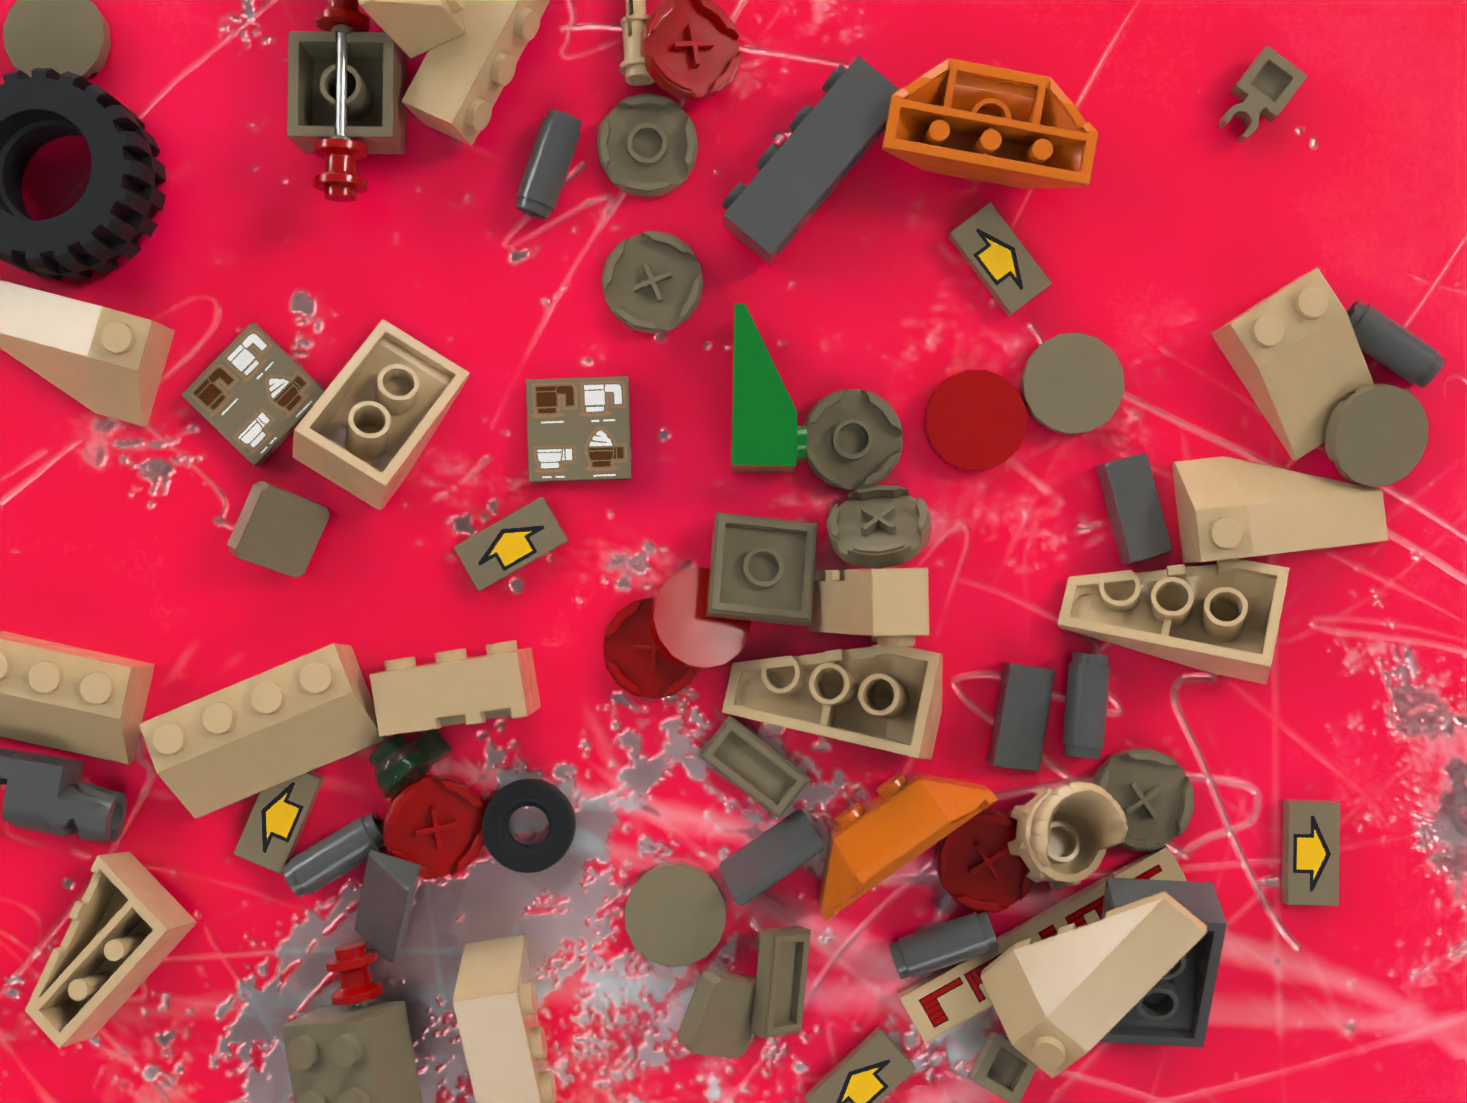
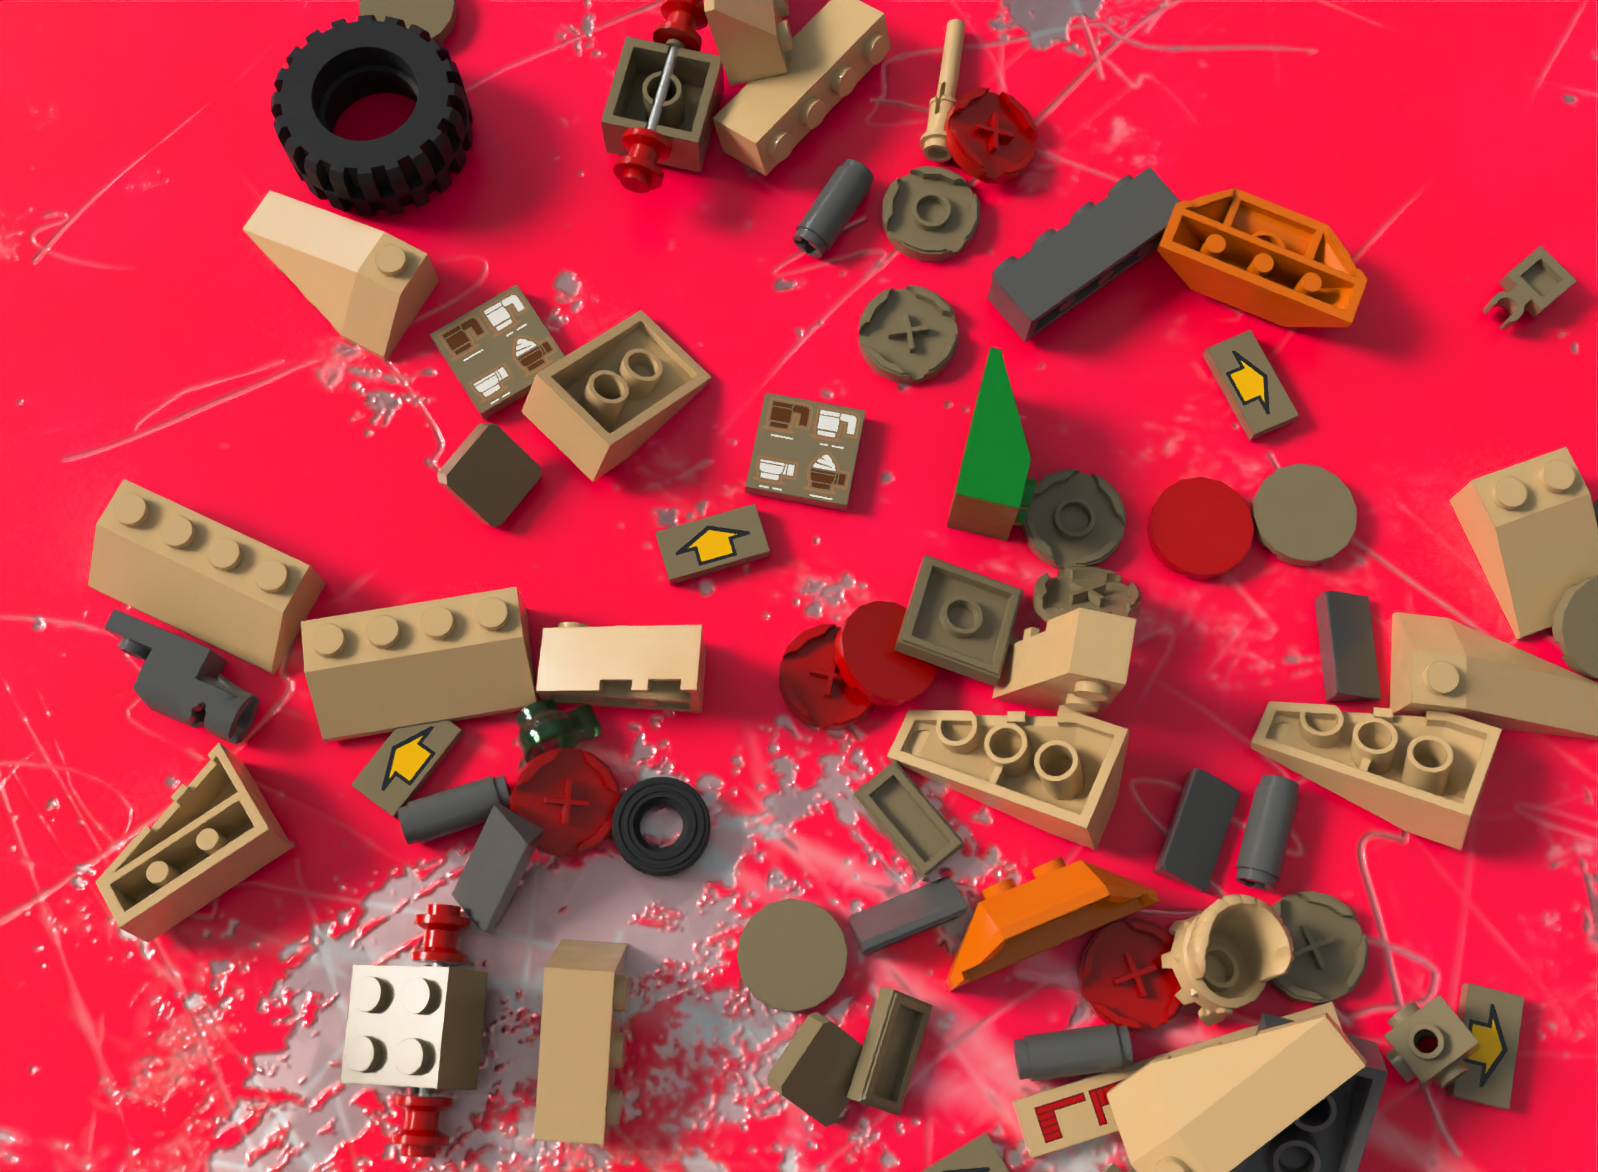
camera: 10 degrees right, 15 degrees down
(1269, 852) = (1431, 1021): none -> dark tan brick

